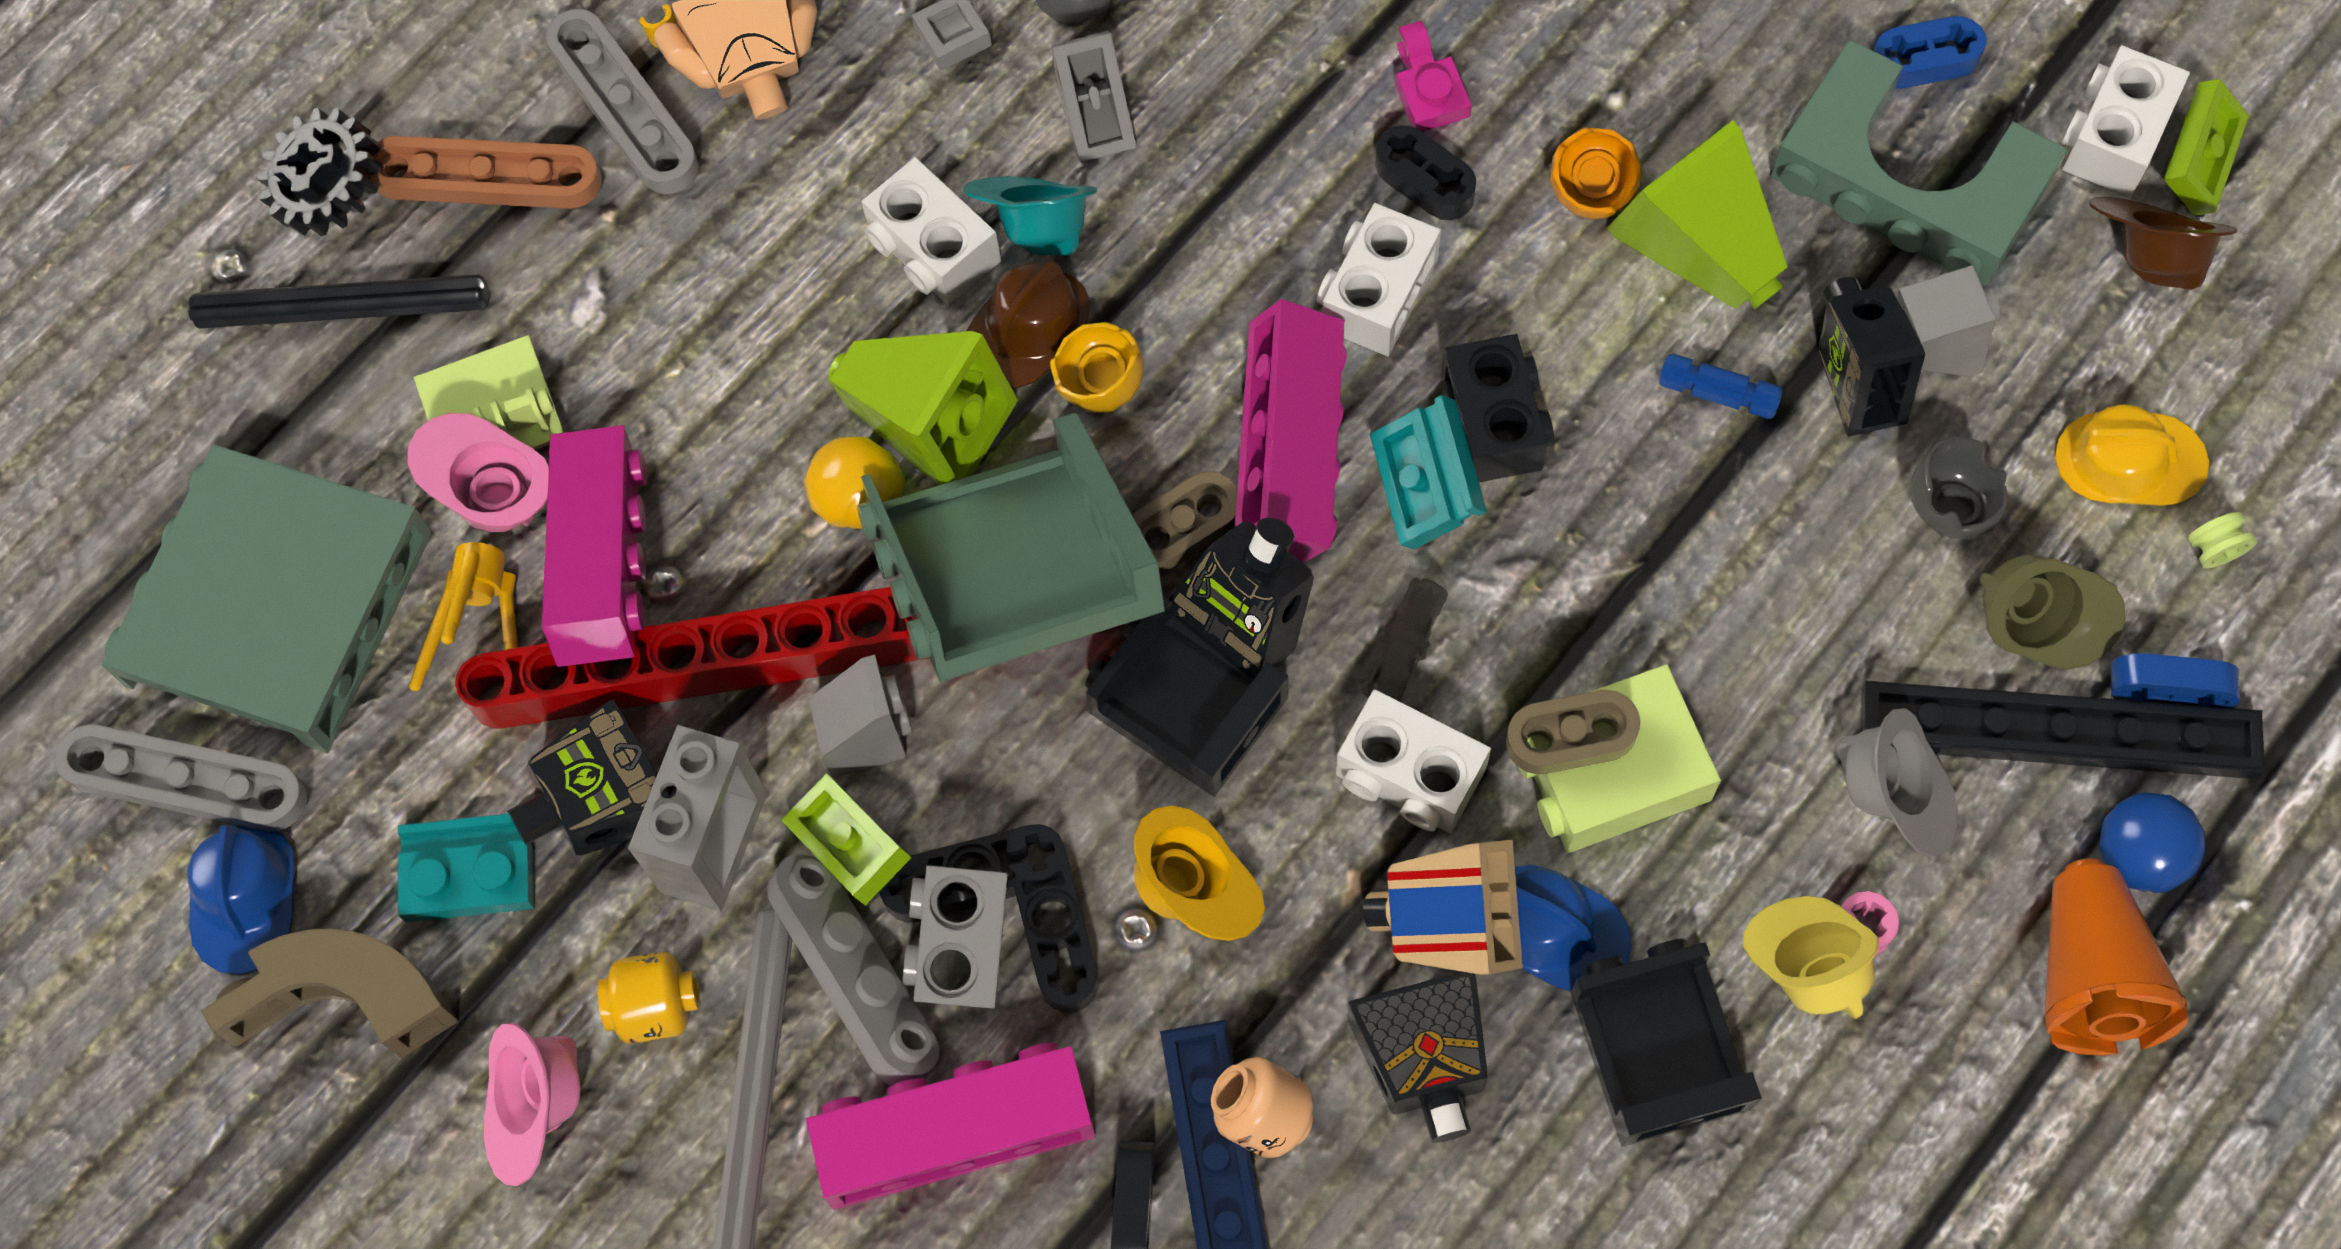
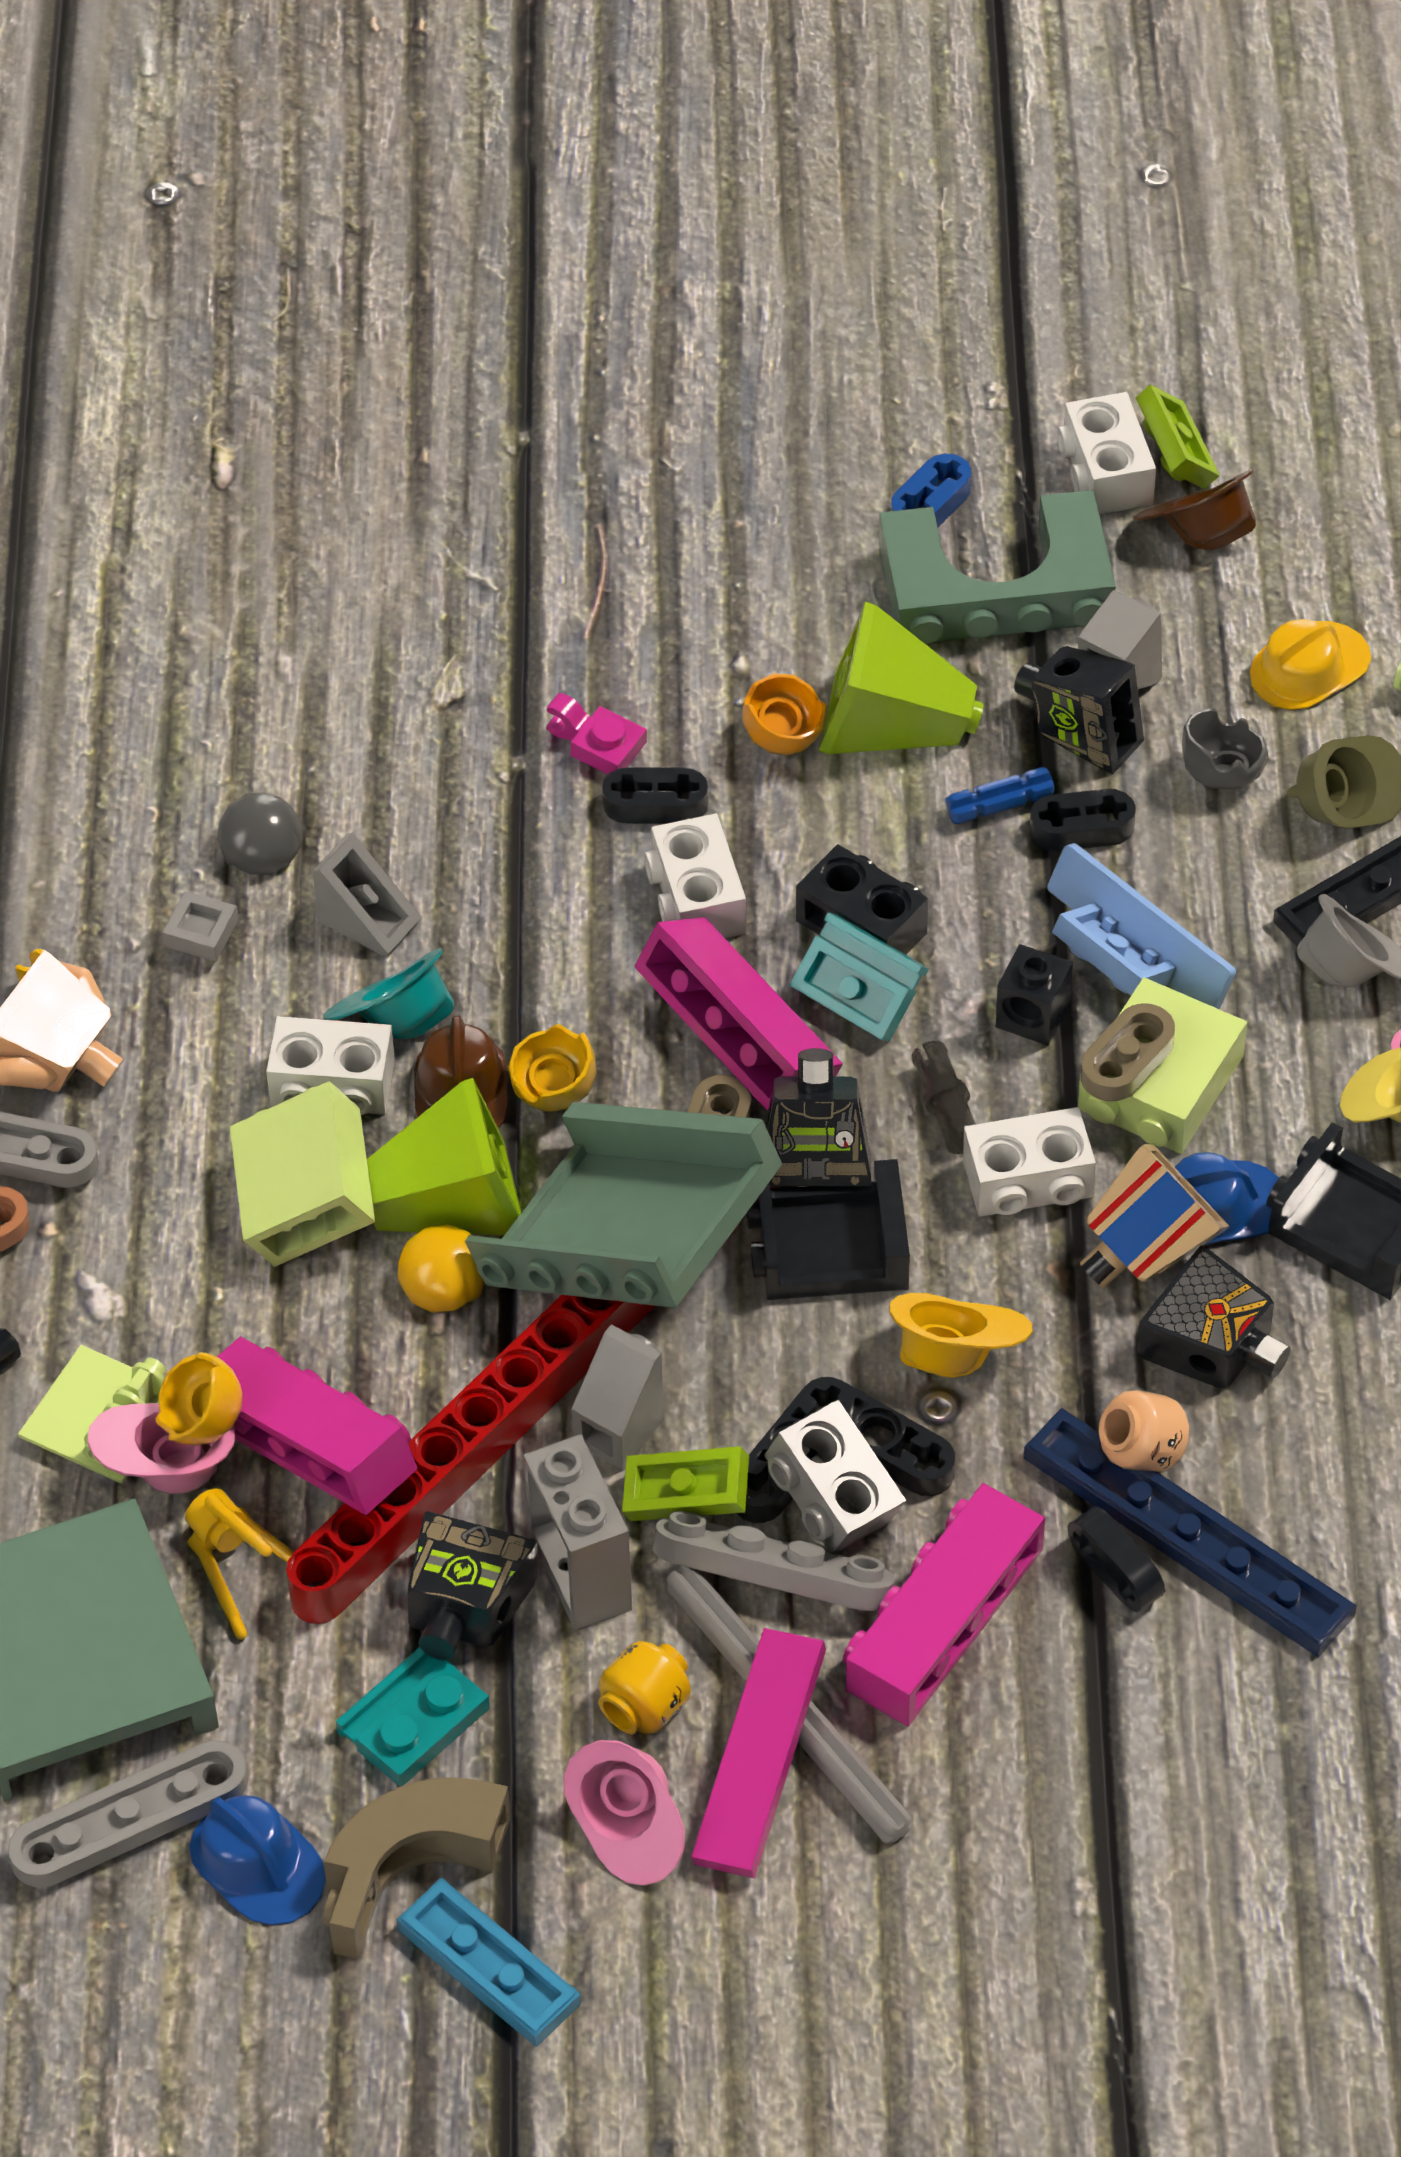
camera: 45 degrees left, 15 degrees down
(316, 1140) = (489, 1962): none -> dark azure tile
(516, 464) = (199, 1400): none -> yellow hair
(673, 1139) = (759, 1753): none -> dark pink tile
(807, 313) = (301, 1174): none -> yellowish green brick
(1564, 603) = (1033, 994): none -> black brick
(1701, 613) = (1129, 934): none -> light blue bracket
(1774, 462) = (1082, 819): none -> black beam

